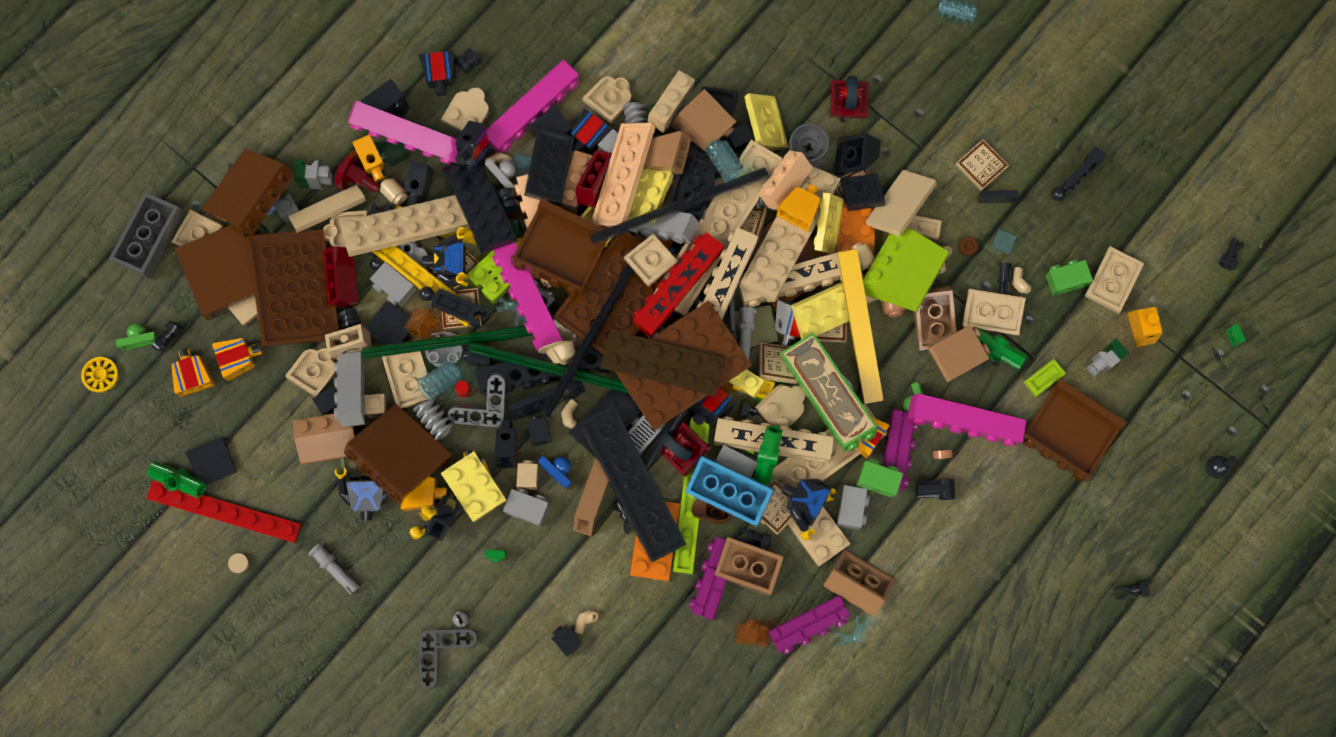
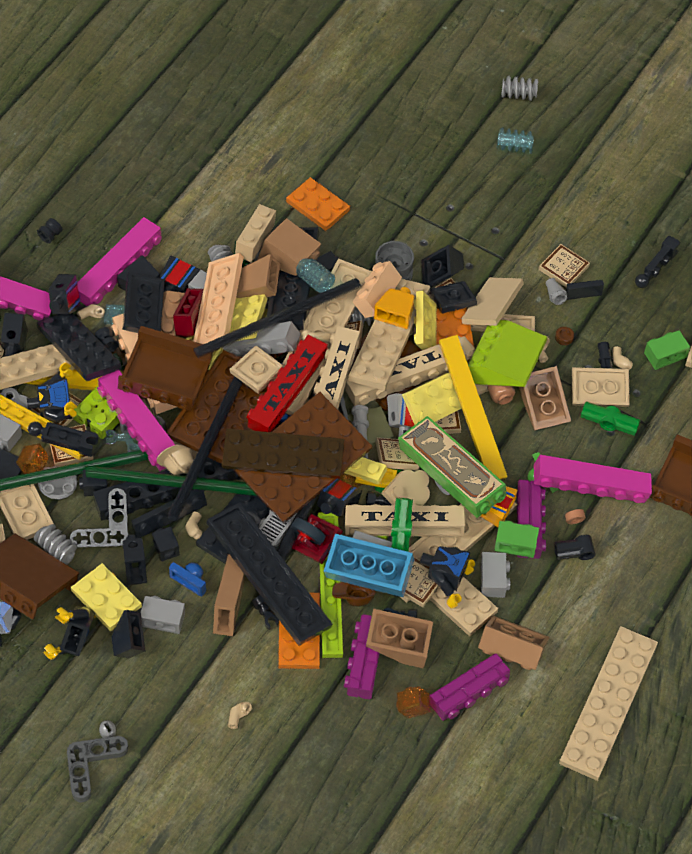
camera: 10 degrees left, 20 degrees down
(423, 495) = (45, 620): light orange torso -> none
(439, 70) = (21, 240): torso -> none
(439, 380) = (58, 506): clear light blue piece -> none
(462, 389) = (82, 514): red piece -> none
(466, 107) = (49, 269): tan plate -> none
(490, 529) = (128, 635): none -> black slope
(495, 555) = (136, 662): green tile -> none
(505, 170) = (97, 318): light grey tile -> none
(527, 475) = (160, 584): tan brick -> none
(566, 640) = (222, 733): black brick -> none
(609, 97) = (192, 247): tan plate -> none
(715, 231) = (322, 336): none -> tan arm
(742, 60) = (318, 204): none -> orange plate
(766, 121) = (348, 246): light yellow plate -> none
(849, 98) = (426, 222): dark red plate -> none
(856, 638) = (519, 695): clear light blue arm -> none
(940, 657) = (608, 703): none -> tan plate
(959, 352) = (573, 421): medium nougat slope -> none
(968, 196) = (556, 292): none -> light grey cone
(1004, 242) = (598, 328): clear light blue tile -> none
(1044, 377) = (661, 440): lime tile -> none

